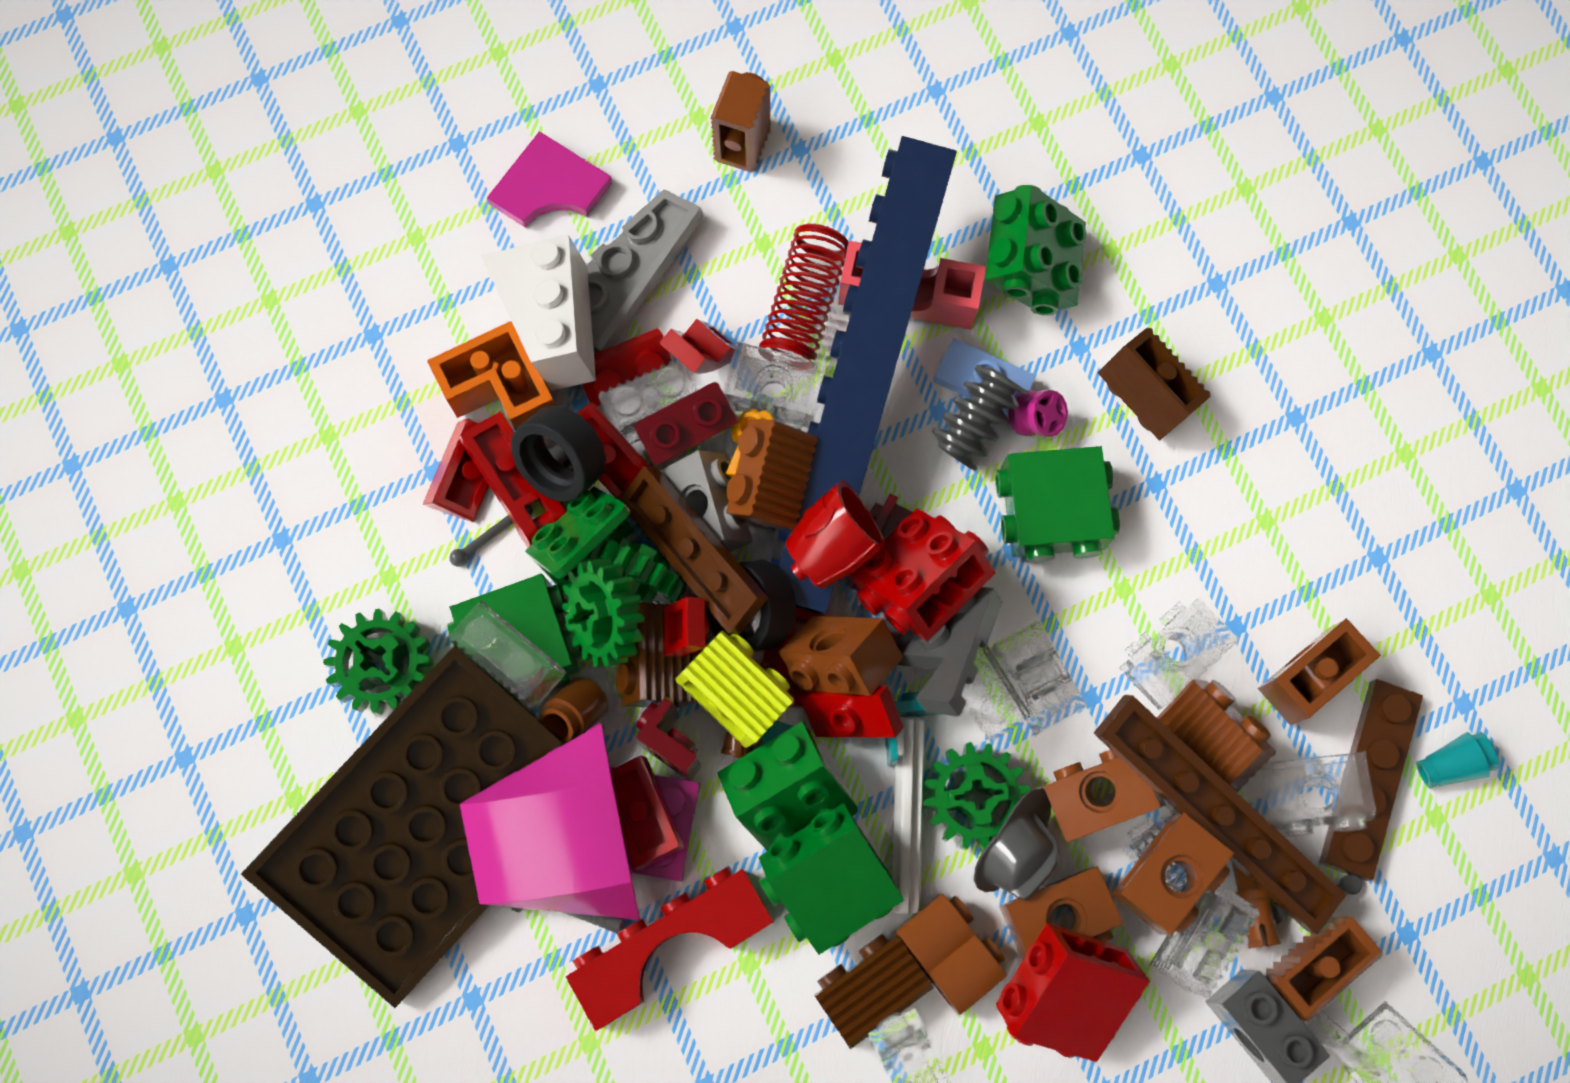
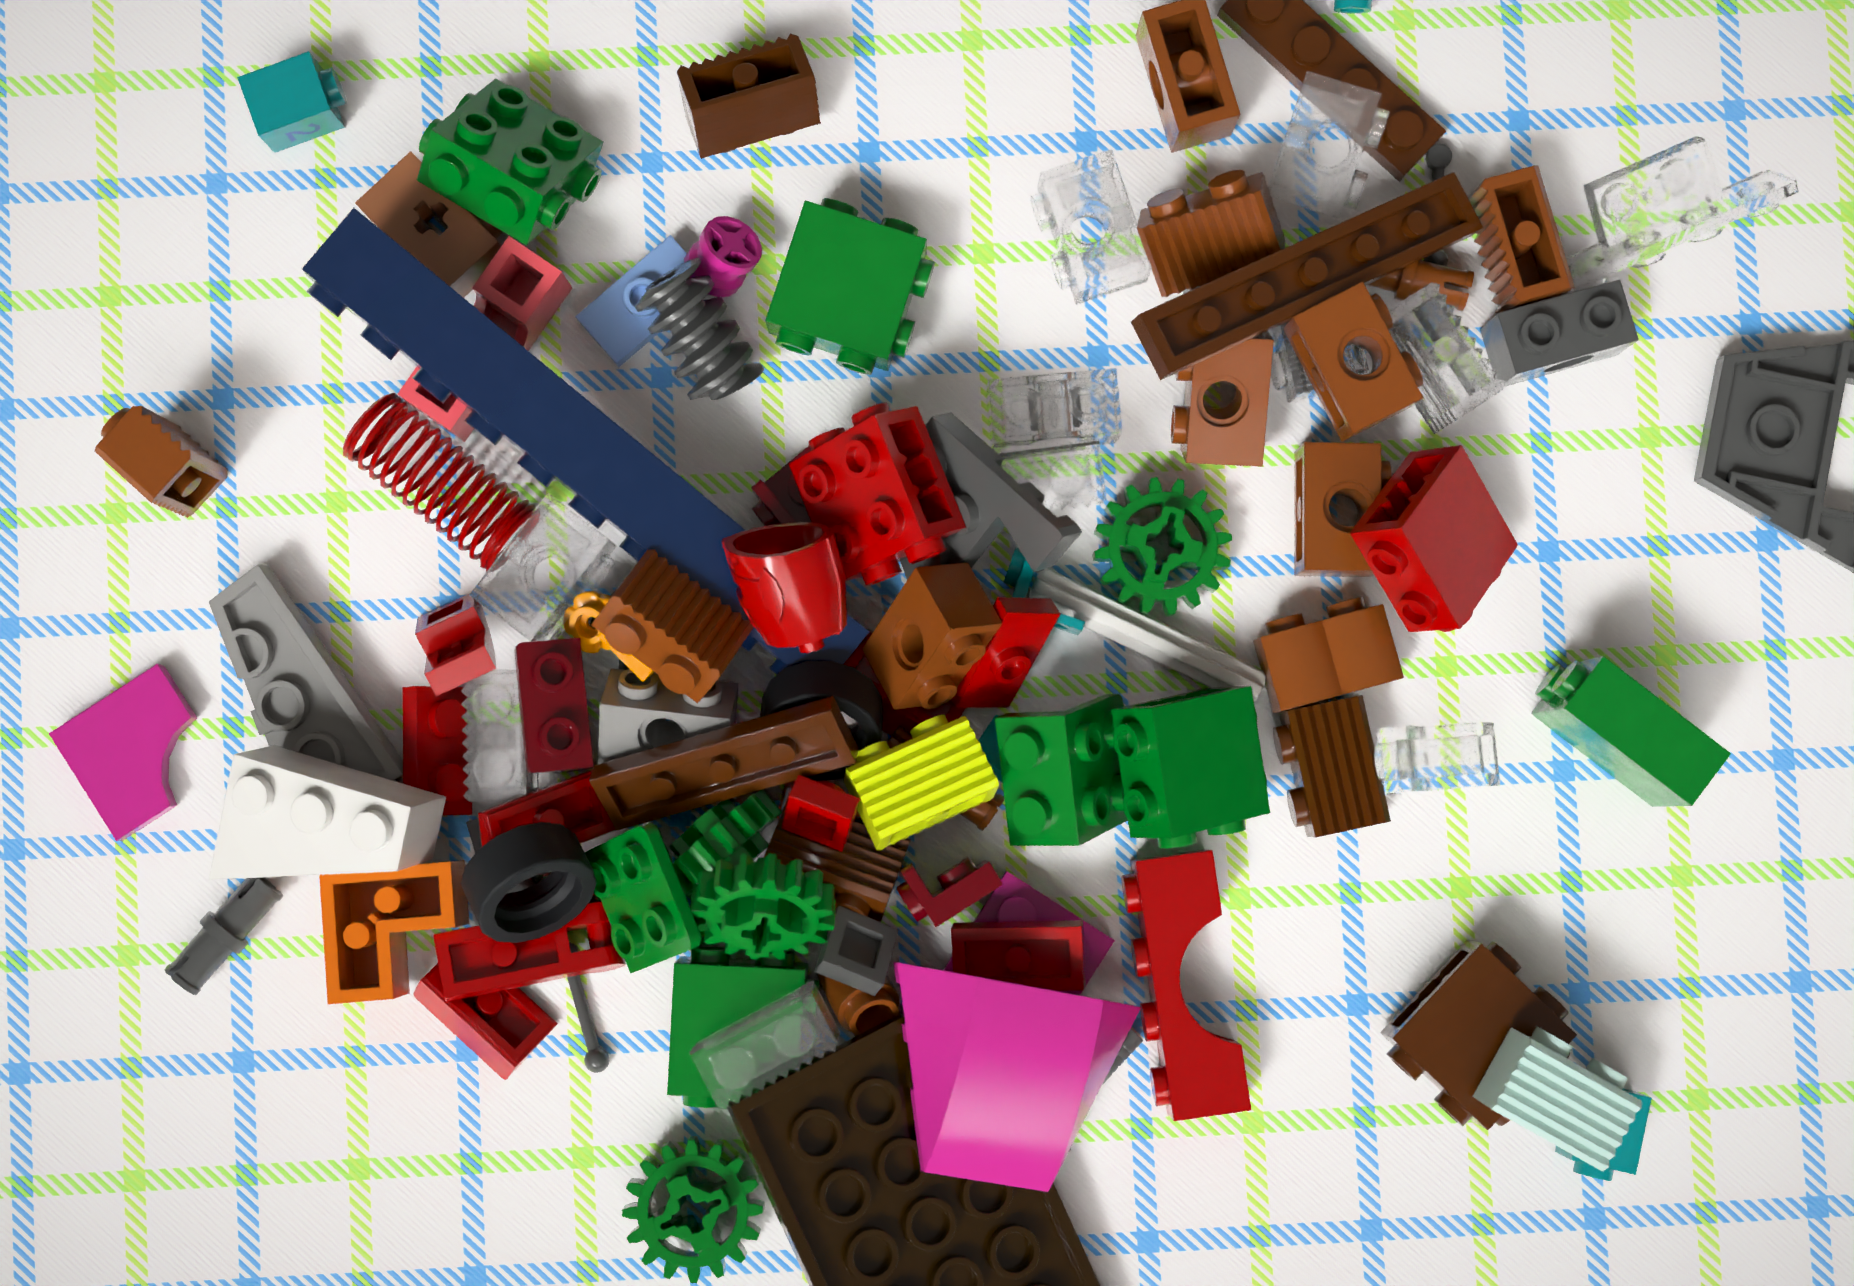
camera: 70 degrees left, 10 degrees up
(451, 286) = (223, 933): none -> dark grey pin
(598, 692) = (857, 951): none -> dark grey plate
(968, 205) = (404, 208): none -> nougat brick
(1009, 109) = (293, 101): none -> teal brick
(1022, 850) = (1252, 522): dark grey piece -> none

